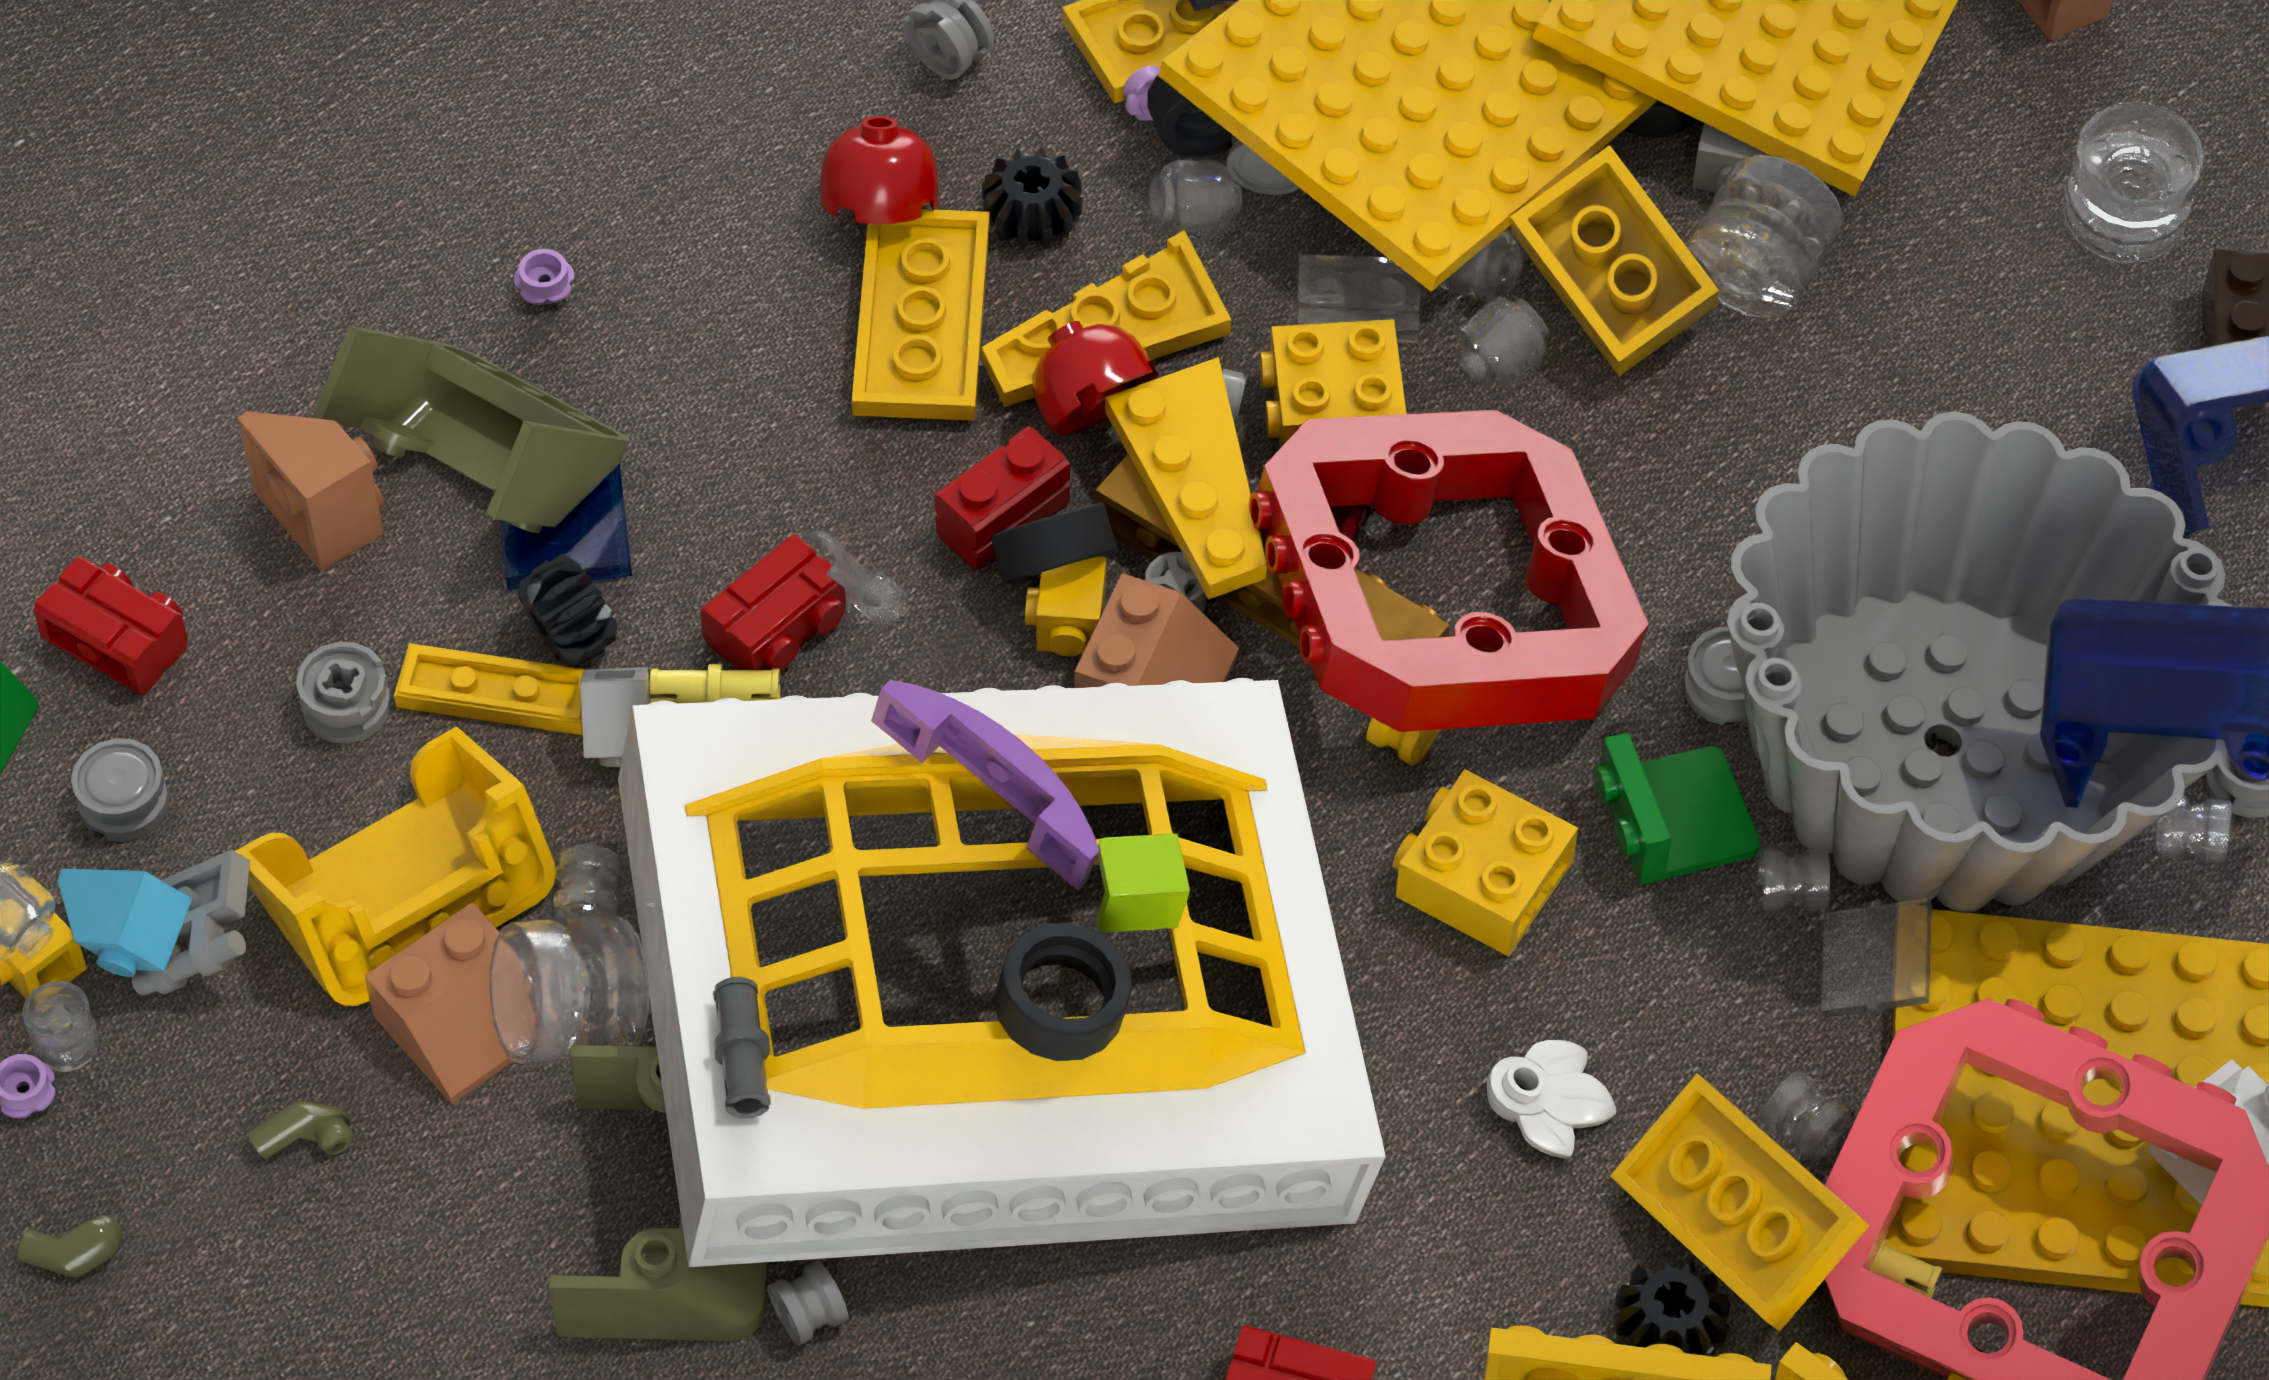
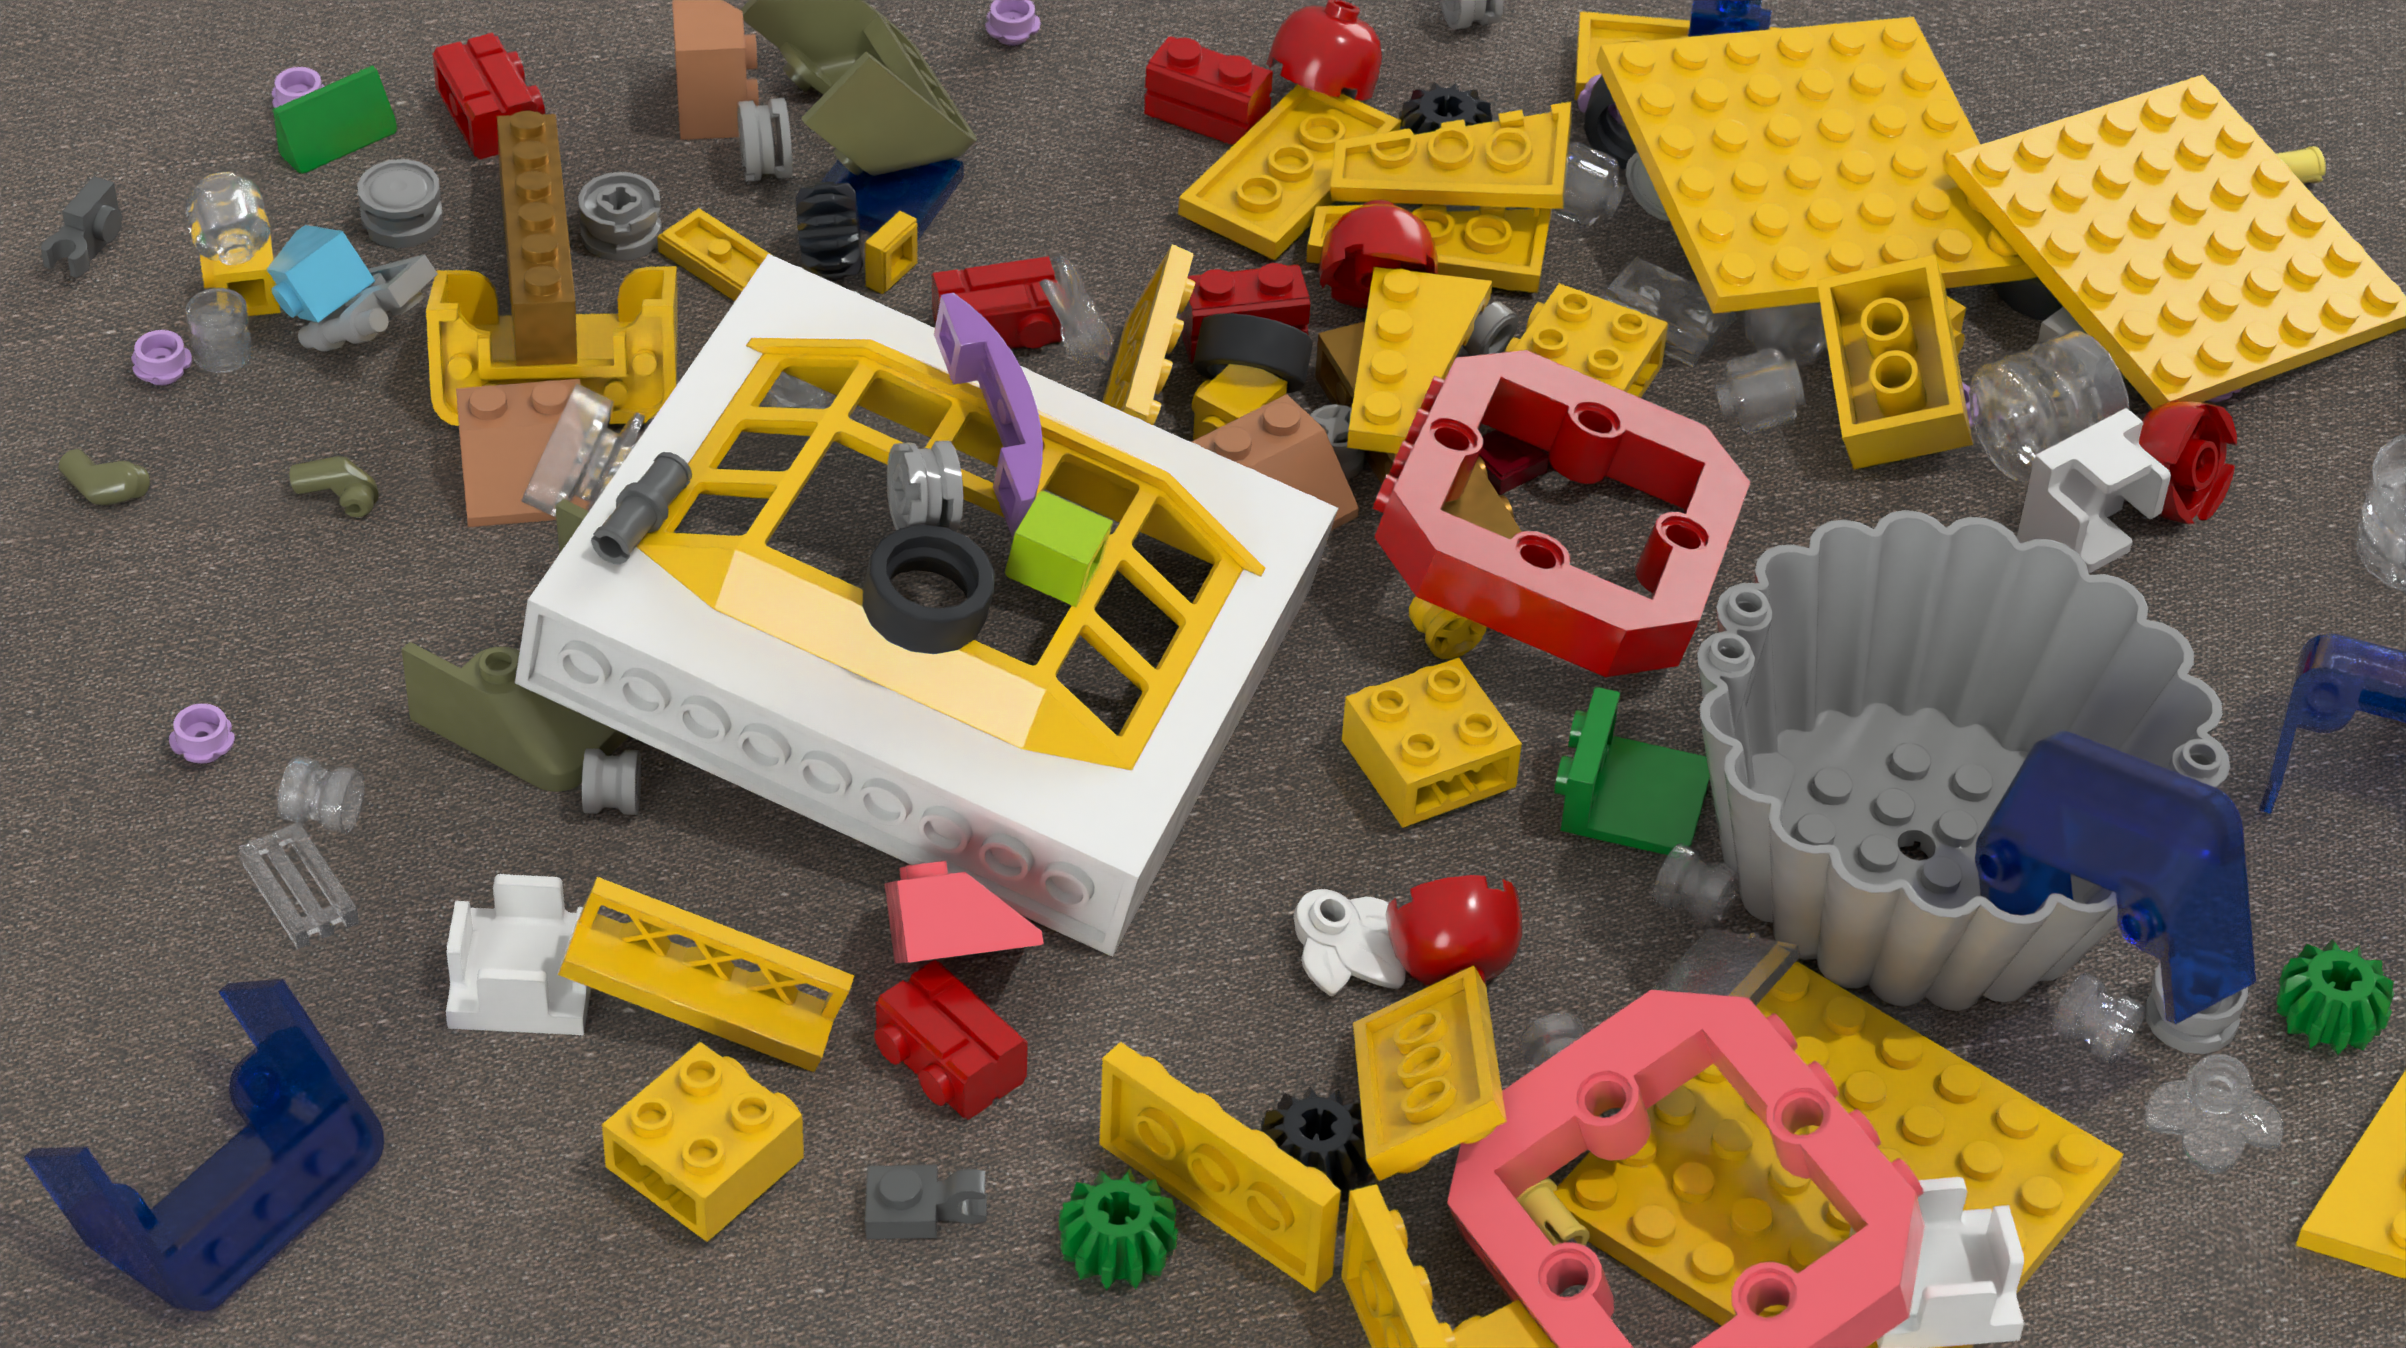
camera: 30 degrees right, 10 degrees down
(308, 769) = (537, 240): none -> pearl gold brick
(424, 538) = (757, 139): none -> light grey wheel
(632, 599) = (891, 252): none -> yellow tile
(793, 270) = (1206, 90): none -> red brick
(959, 596) = (1147, 337): none -> yellow plate
(995, 892) = (925, 485): none -> light grey wheel
(1112, 228) = (1484, 164): none -> yellow wing
(1228, 1286) = (950, 916): none -> coral slope
(1649, 1047) = (1454, 927): none -> red cylinder
(1840, 337) = (2085, 482): none -> white panel
(1893, 232) = (2192, 446): none -> red cylinder

